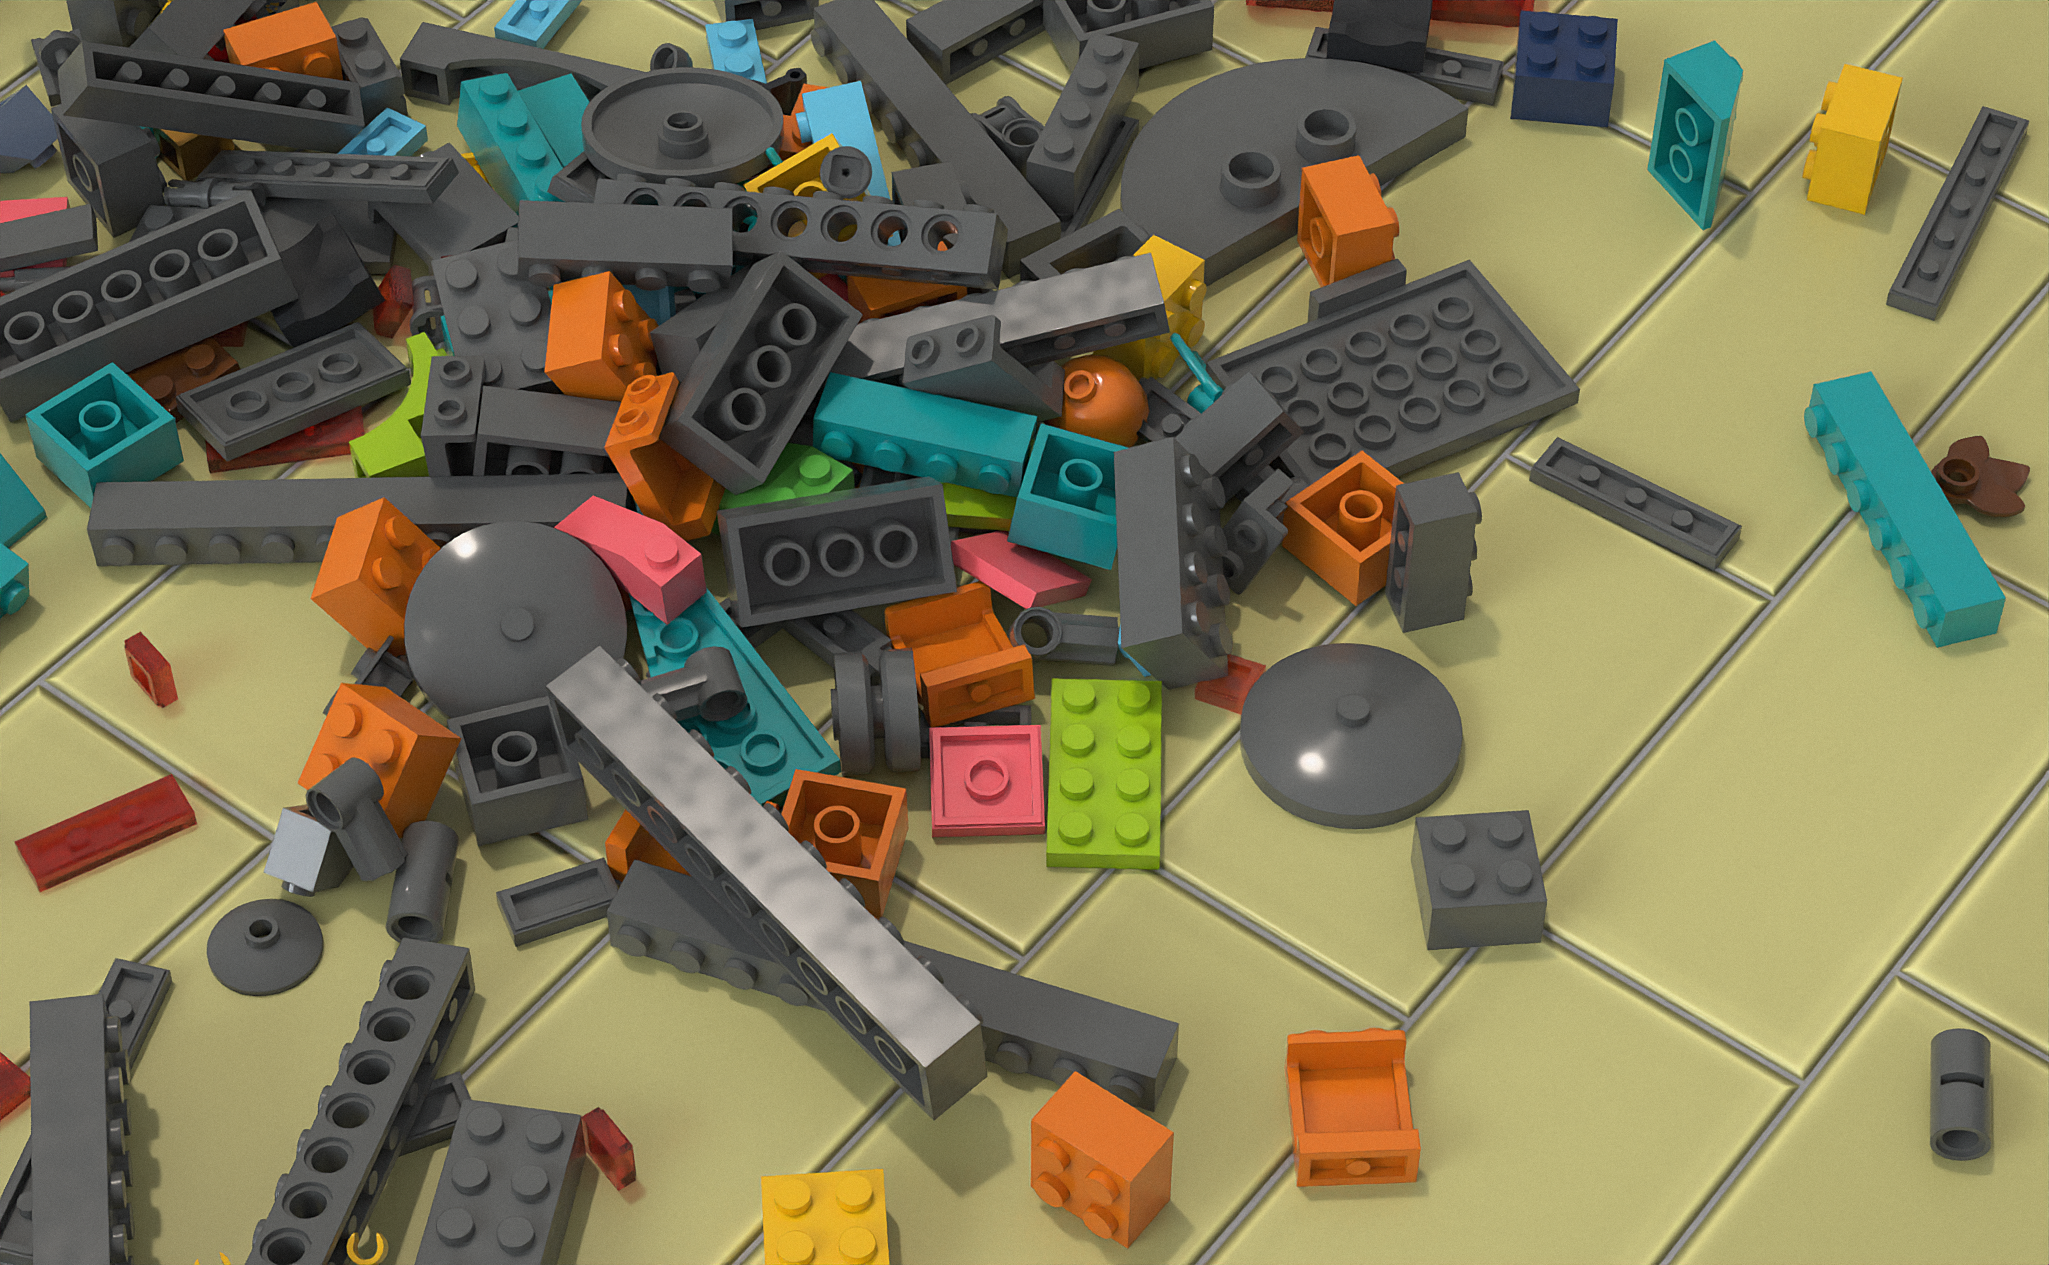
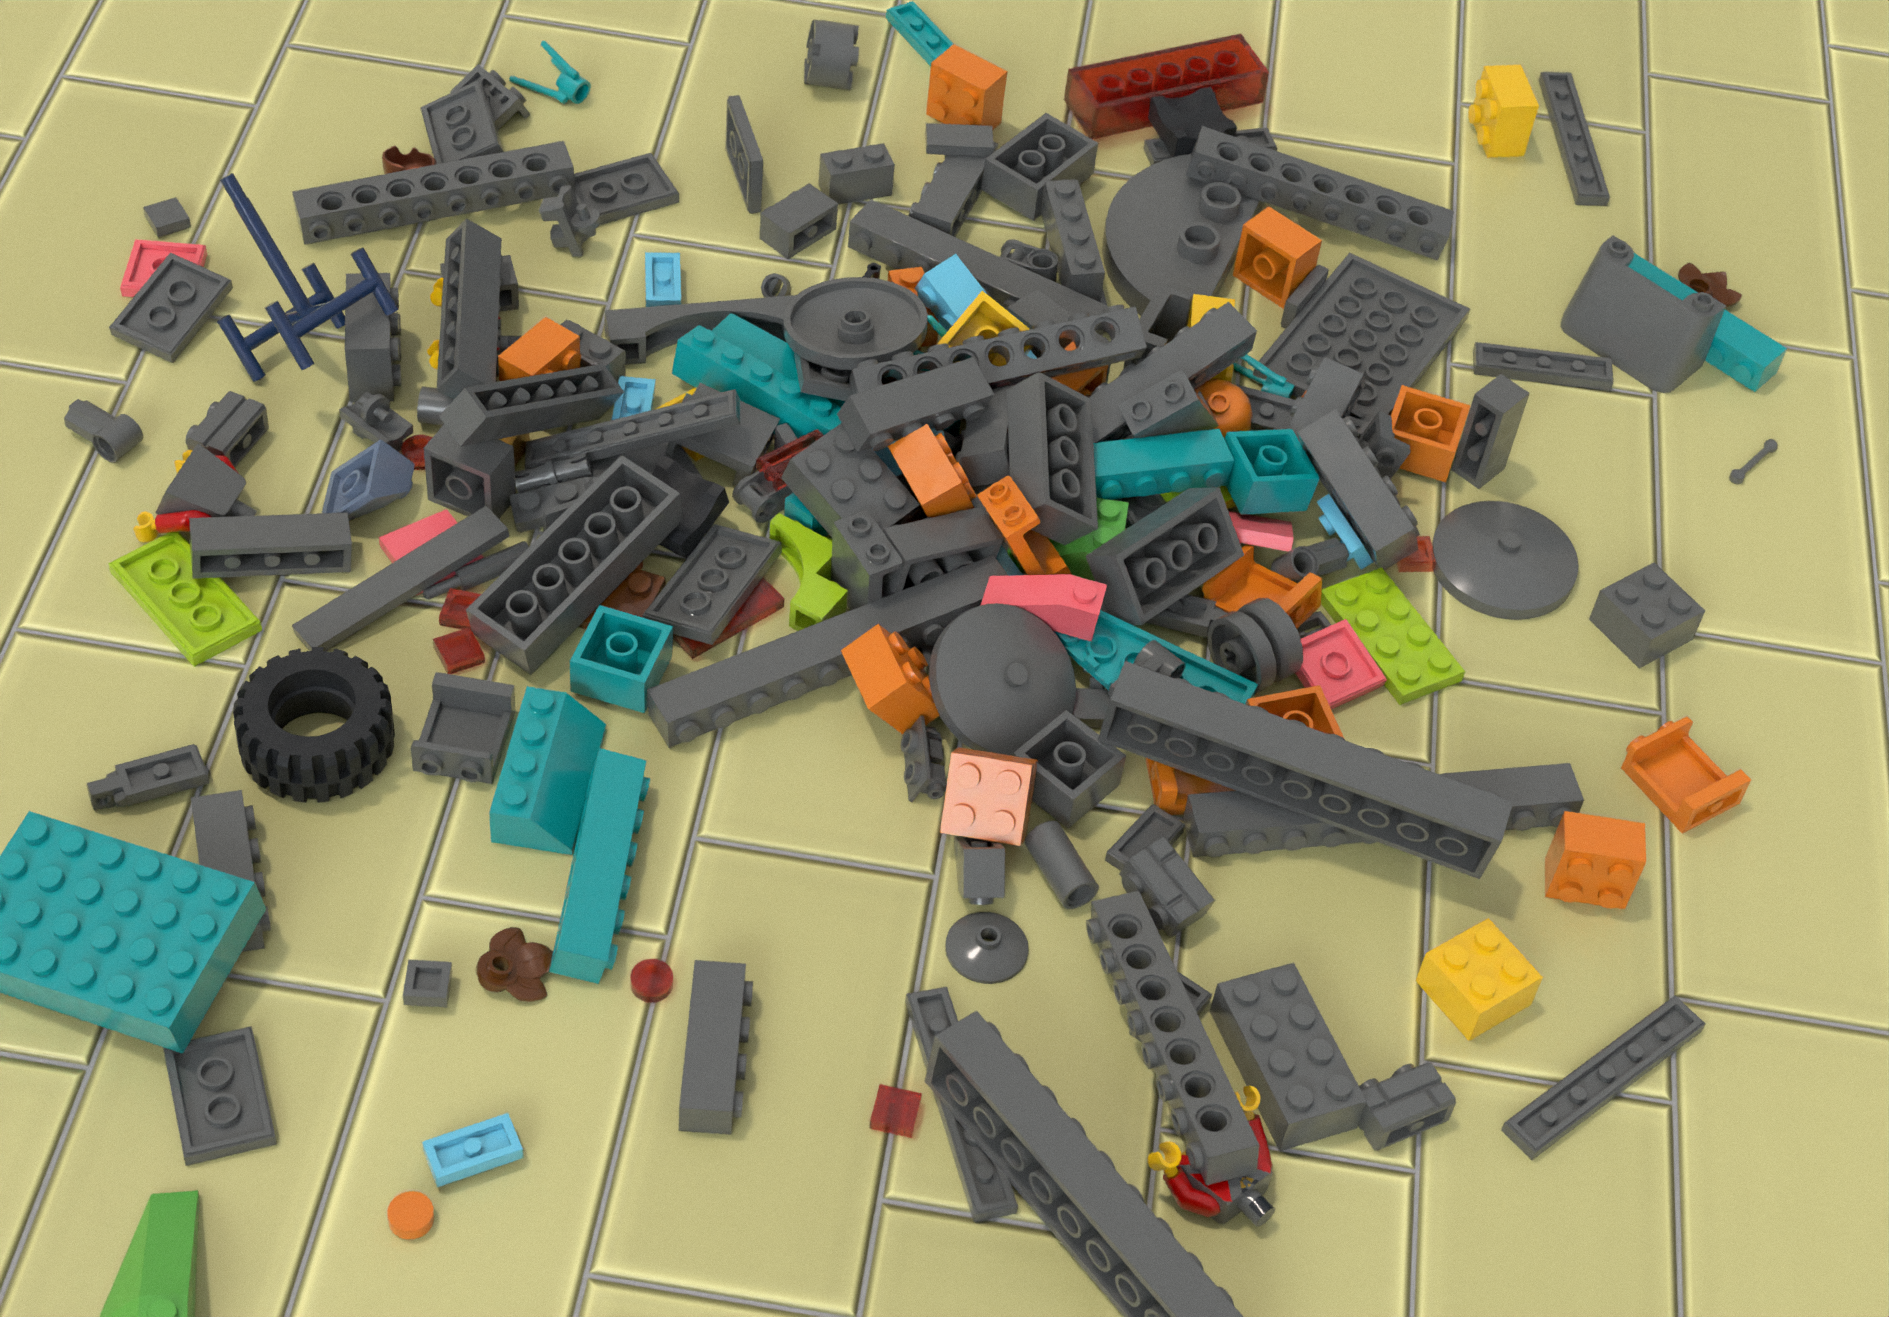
camera: 35 degrees left, 0 degrees up
(105, 833) = (826, 918): clear red tile -> none
(150, 670) = (775, 799): clear red tile -> none
(350, 807) = (1014, 831): dark grey piece -> none
(398, 302) = (738, 499): clear red tile -> none
(519, 962) = (1167, 887): none -> dark grey brick
(609, 1148) = (1314, 976): clear red tile -> none
(735, 49) = (805, 266): medium azure plate -> none
(846, 172) = (1010, 312): dark grey tile -> none
(1482, 168) = (1321, 193): none -> dark grey brick
(1564, 68) = (1309, 120): dark blue brick -> none
(1695, 127) = (1432, 132): teal slope -> none
(1802, 750) = (1737, 476): none -> dark grey hinge
(1808, 516) = (1639, 322): none -> dark grey windscreen

